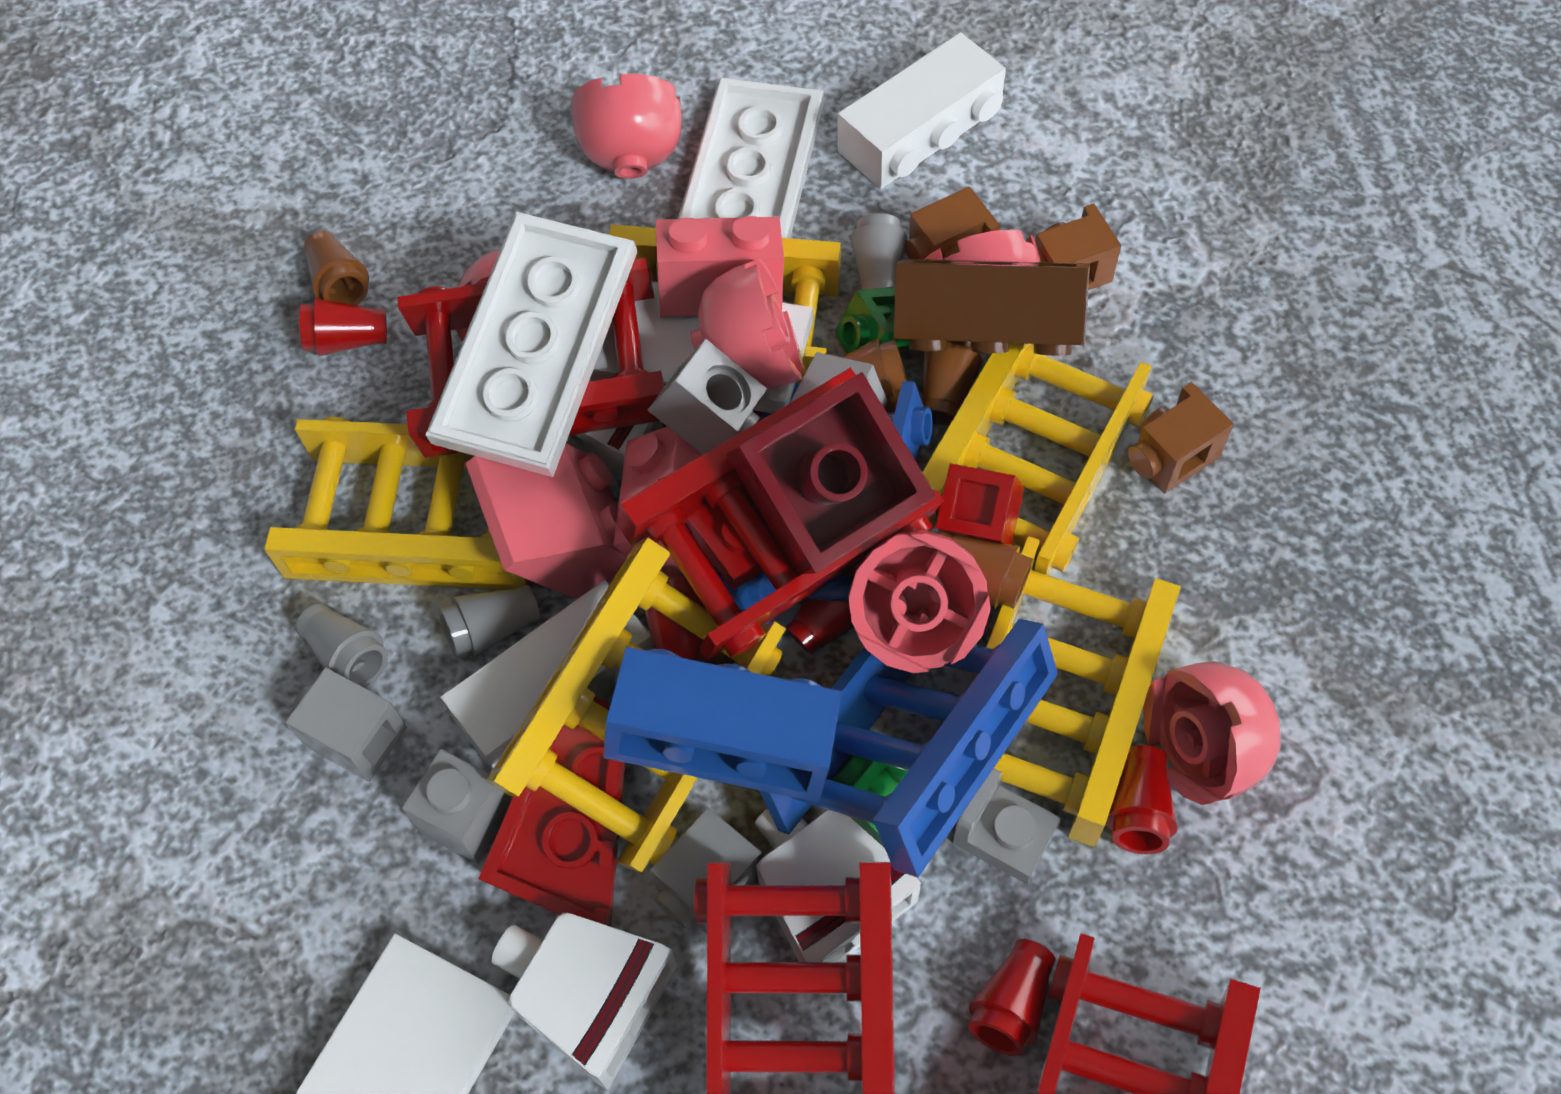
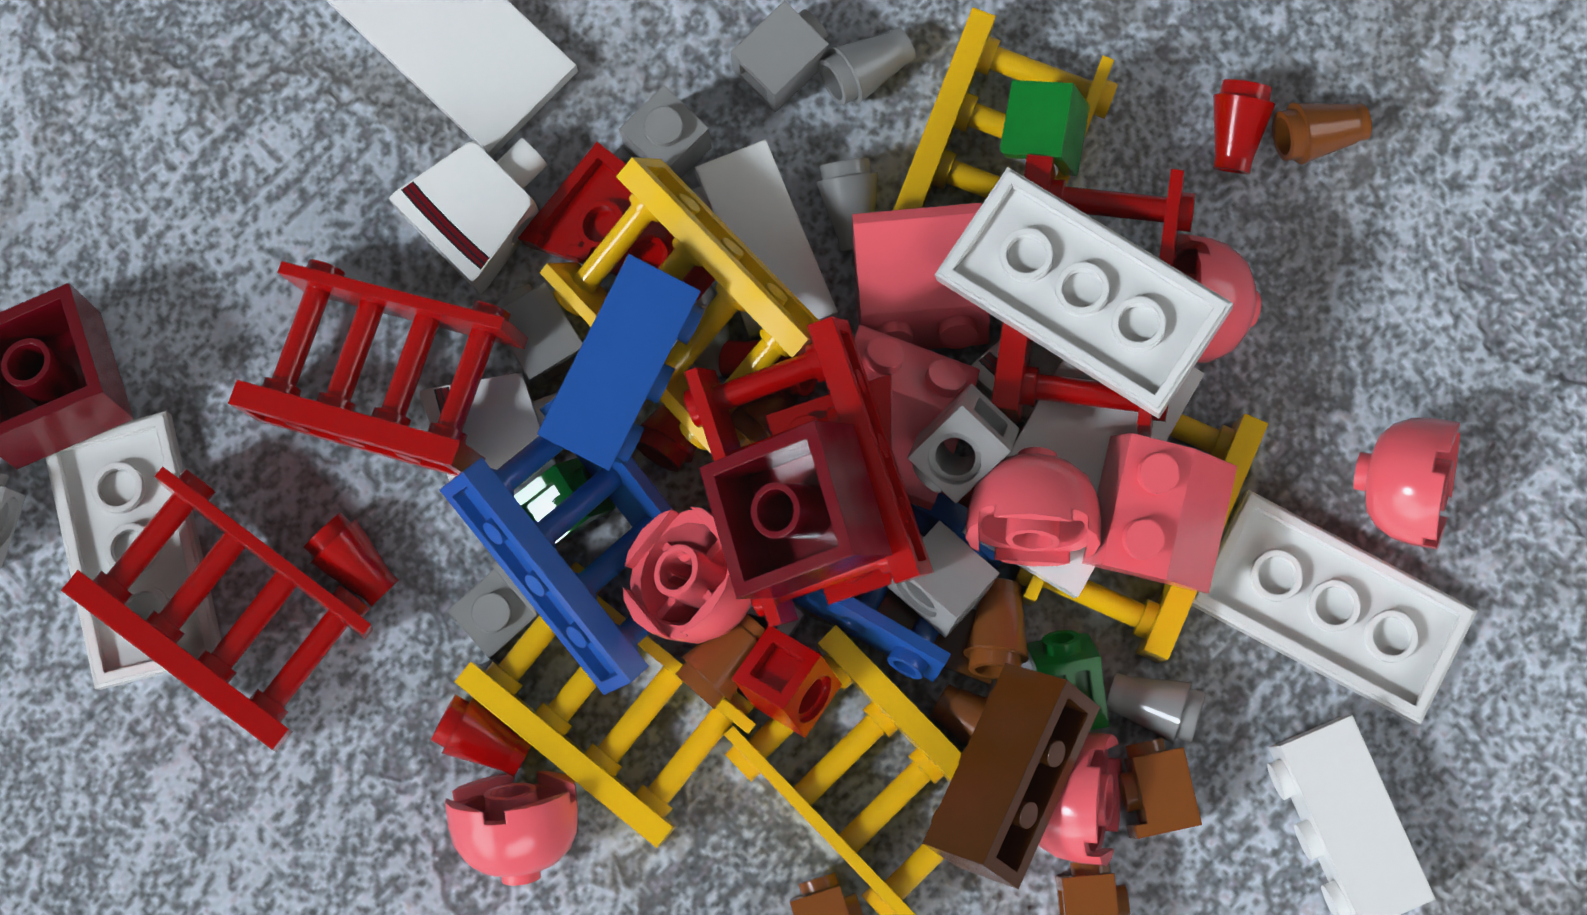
camera: 105 degrees right, 20 degrees up
(370, 442) = (1046, 122): none -> green panel

